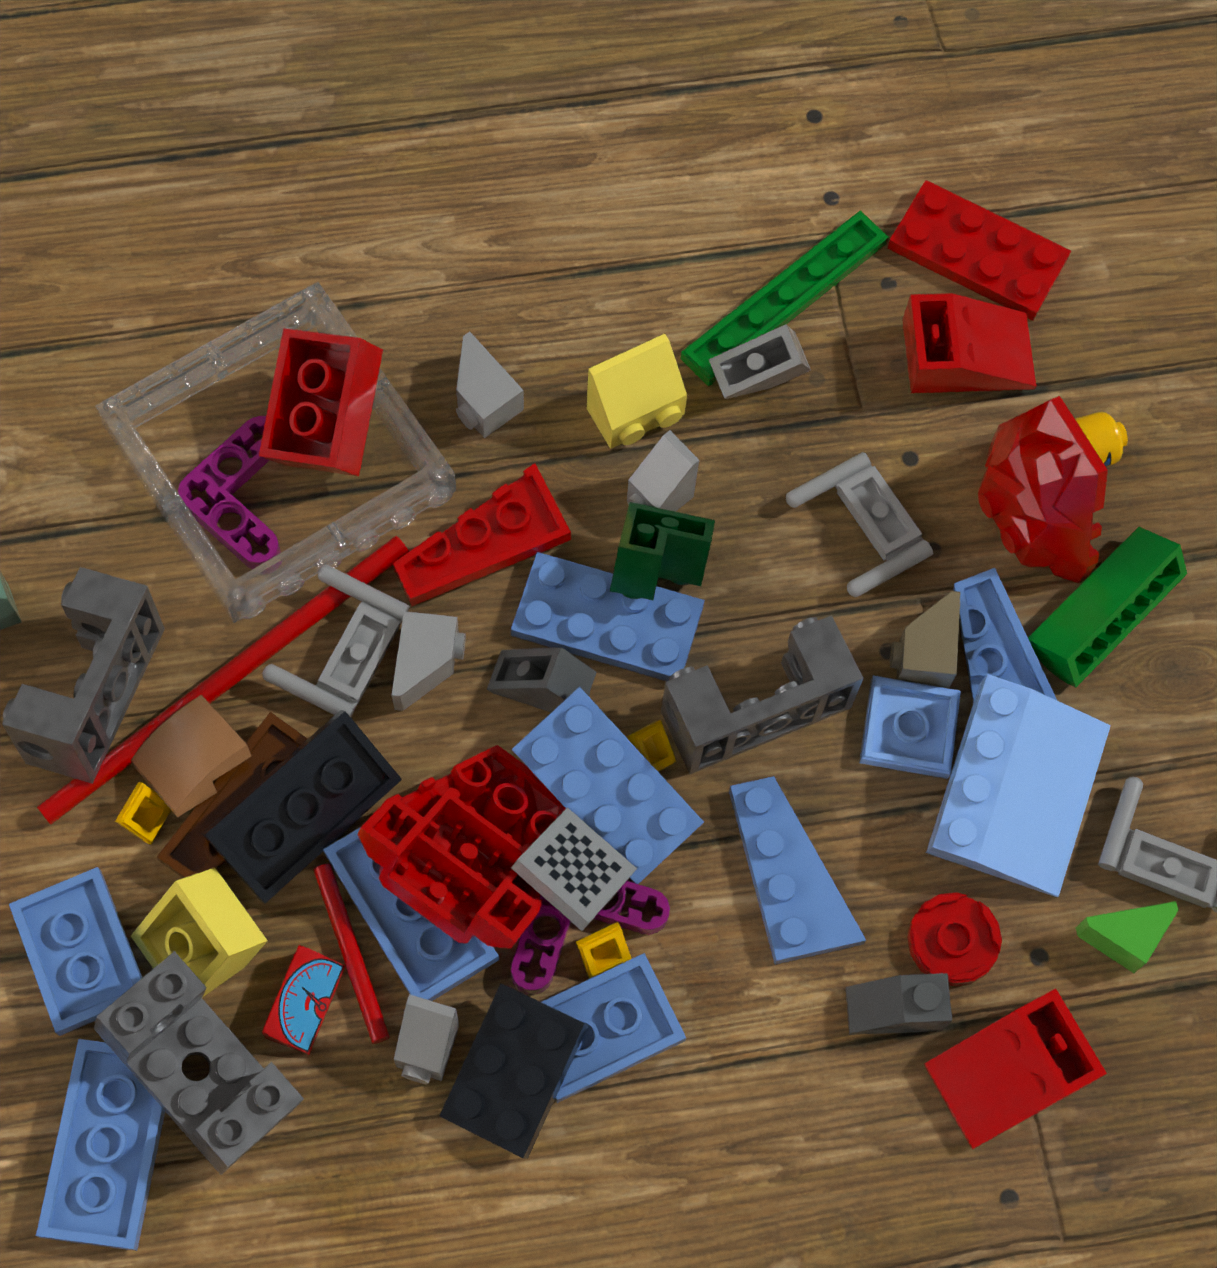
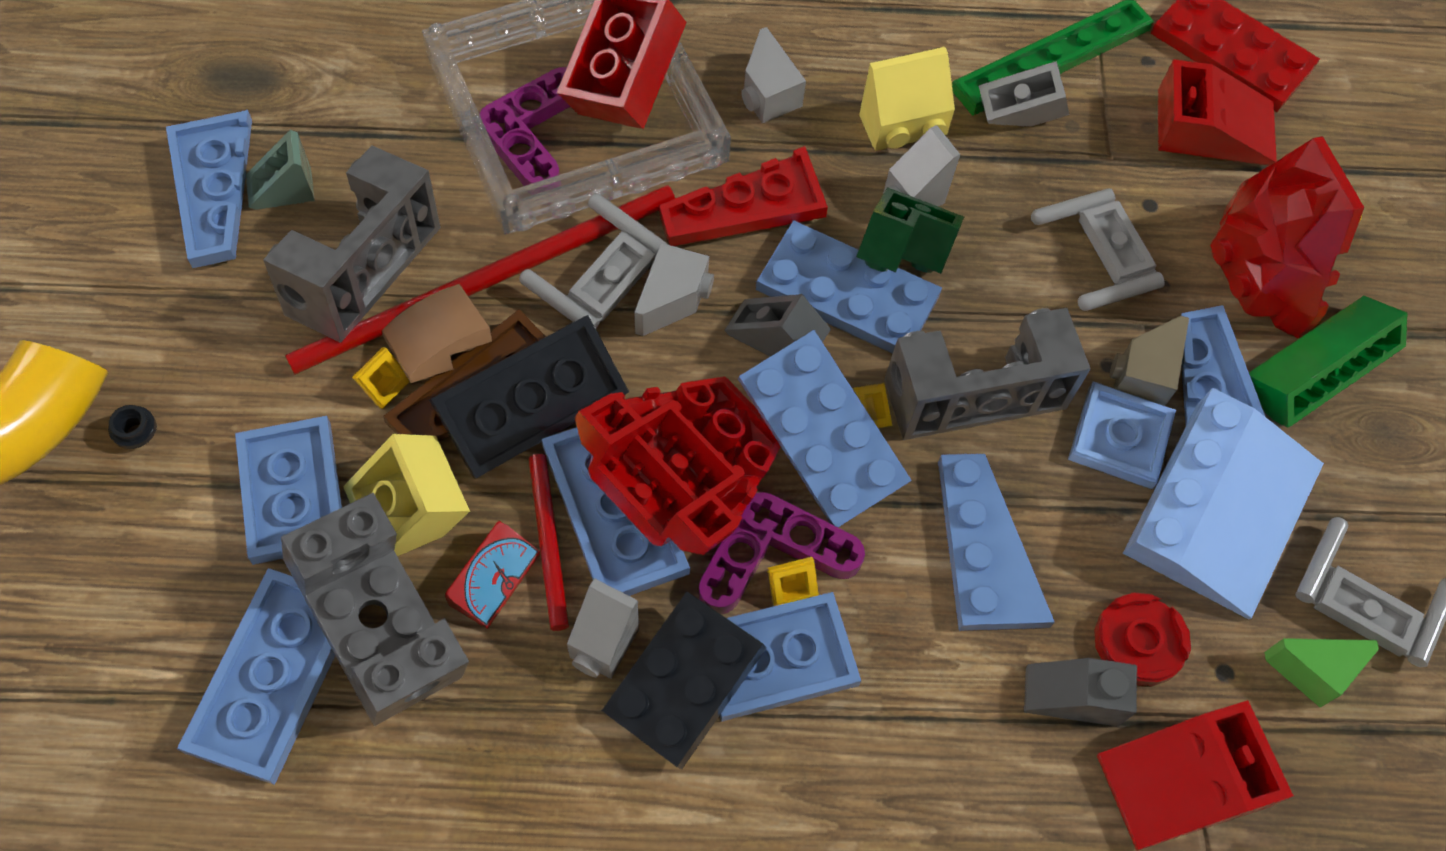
camera: 10 degrees right, 5 degrees down
(574, 868) = (778, 496): light grey tile -> none

